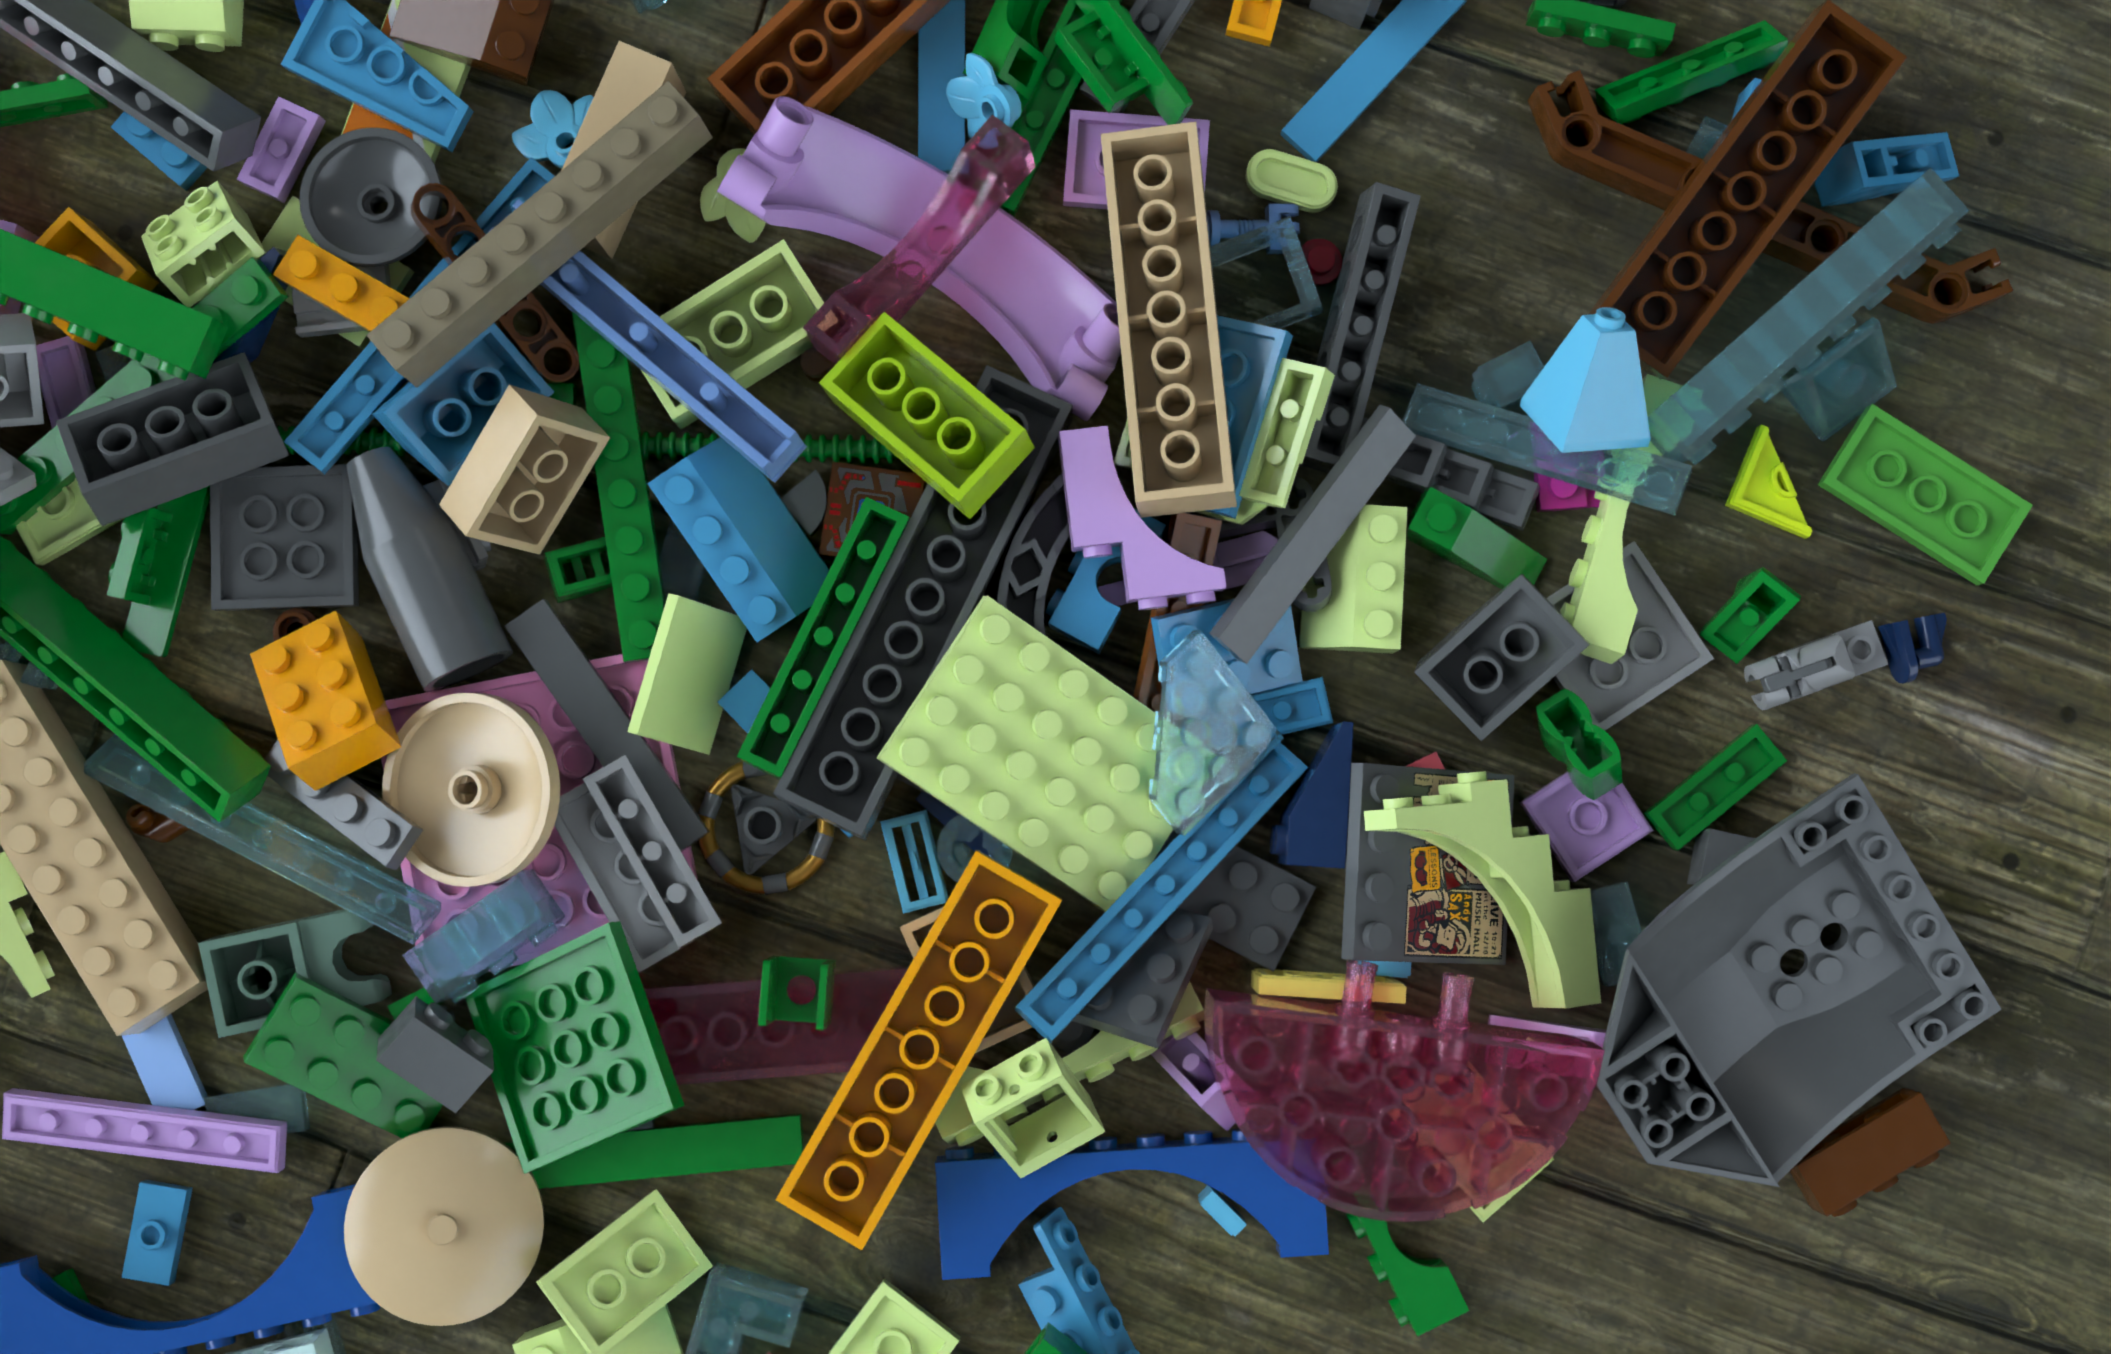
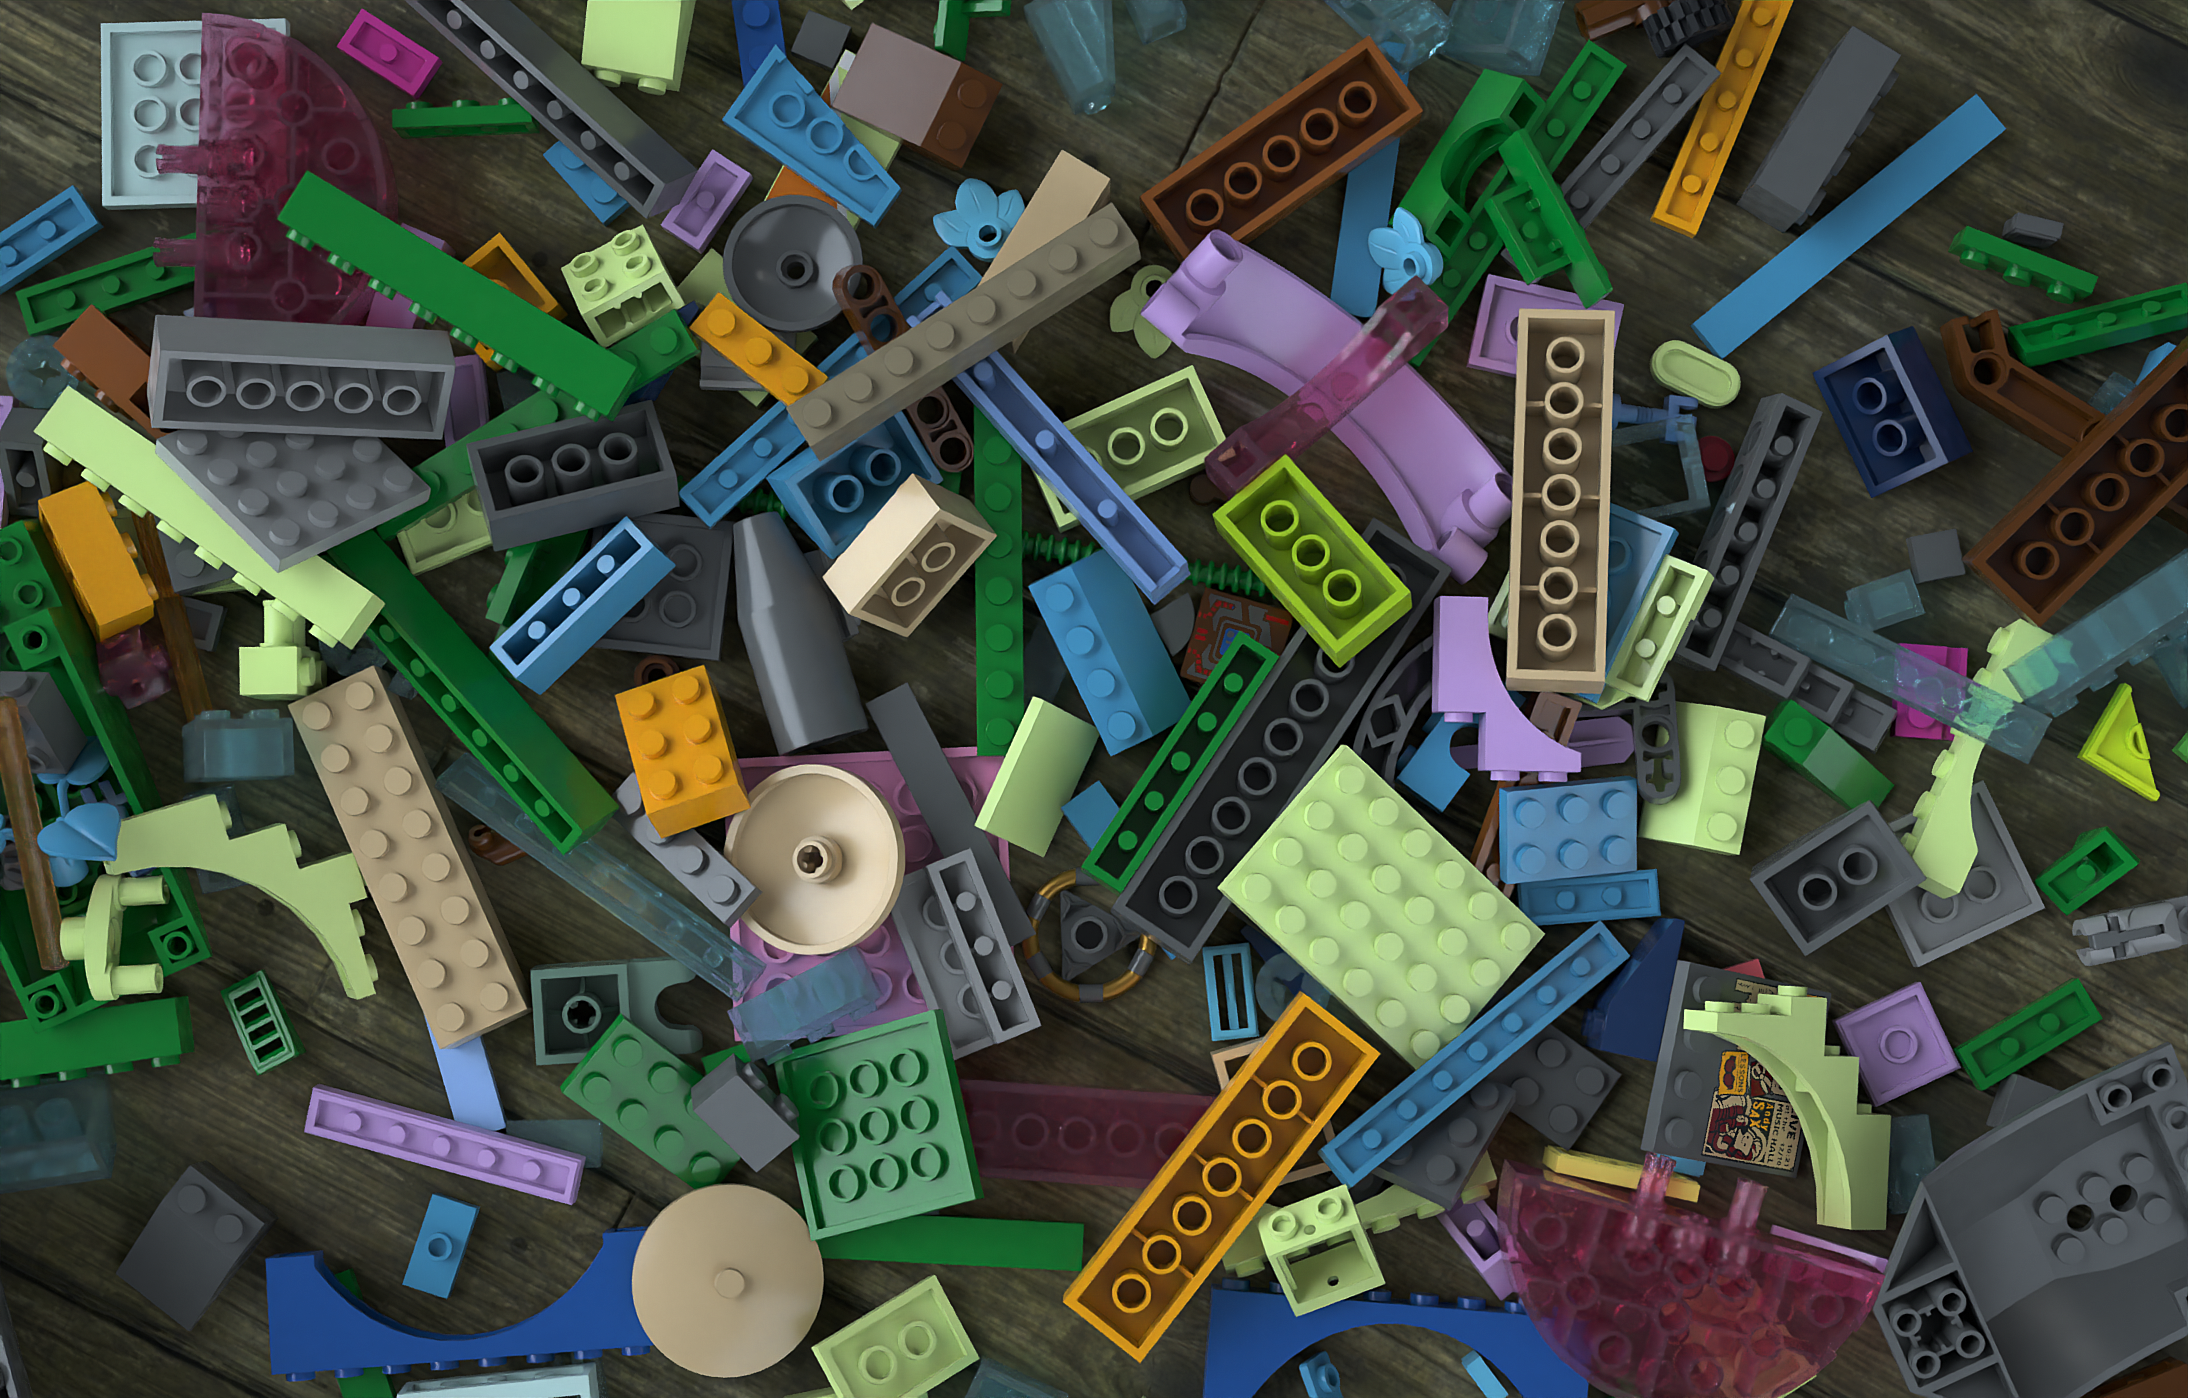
camera: 10 degrees right, 0 degrees up
(202, 569) = (582, 606): none -> dark azure brick
(573, 554) = (918, 658): green slope -> none
(774, 997) = (1123, 1123): green piece -> none
(1204, 733) = (1536, 909): clear light blue plate -> none
(1312, 534) = (1670, 730): dark grey tile -> none
(1491, 188) = (1892, 411): none -> dark blue slope
(1551, 324) = (1935, 556): none -> dark grey tile
(1585, 748) = (1908, 980): green brick -> none
(1592, 388) = (1964, 628): medium azure slope -> none

